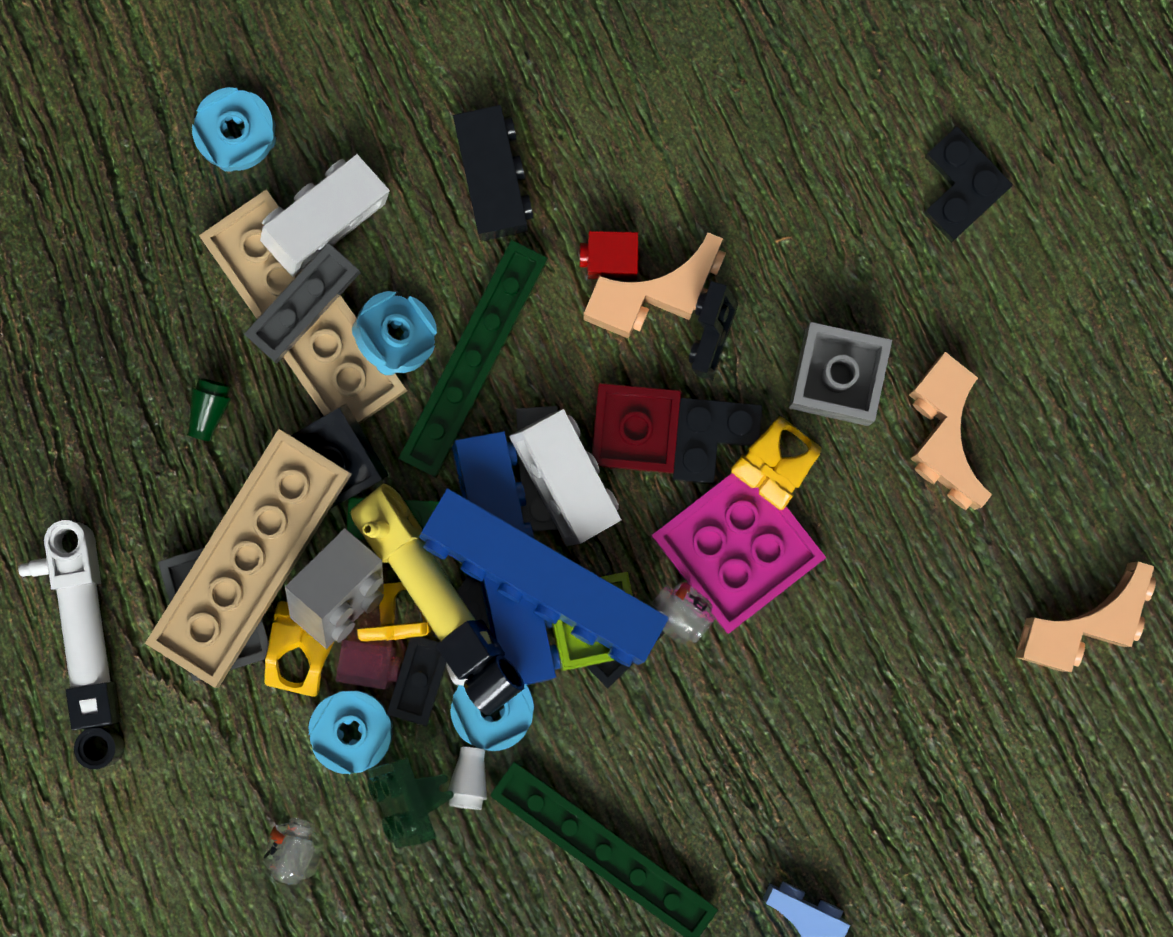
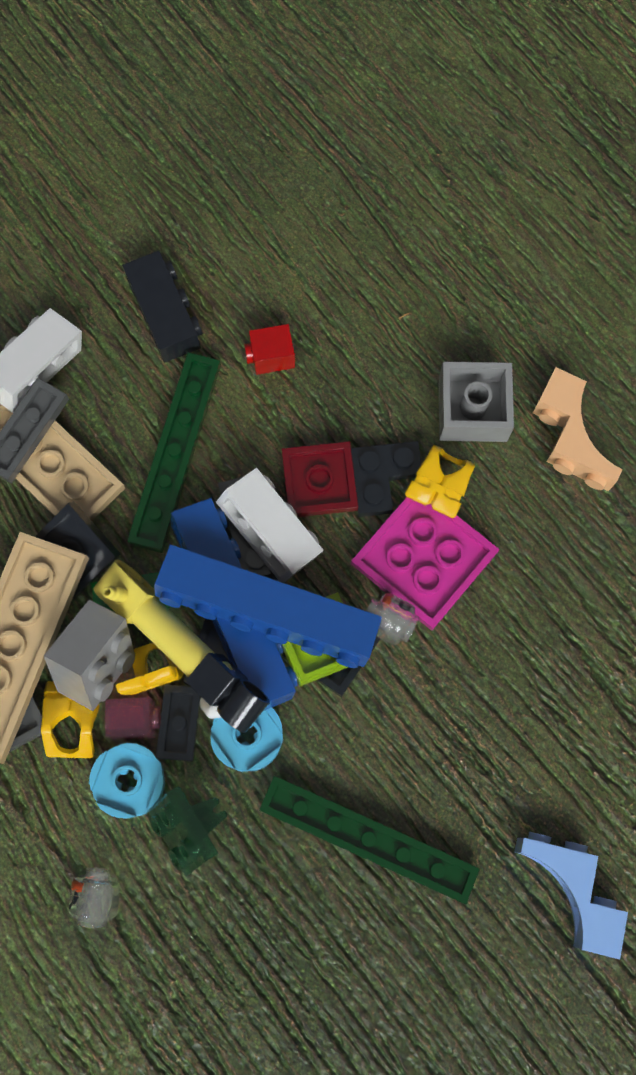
camera: 15 degrees left, 10 degrees down
(380, 348) = (102, 456): medium azure plate -> none
(469, 779) = (238, 801): white cone -> none
(620, 306) = (288, 384): light nougat arch -> none
(716, 313) = (366, 376): black plate -> none
(973, 180) = (542, 246): black plate -> none

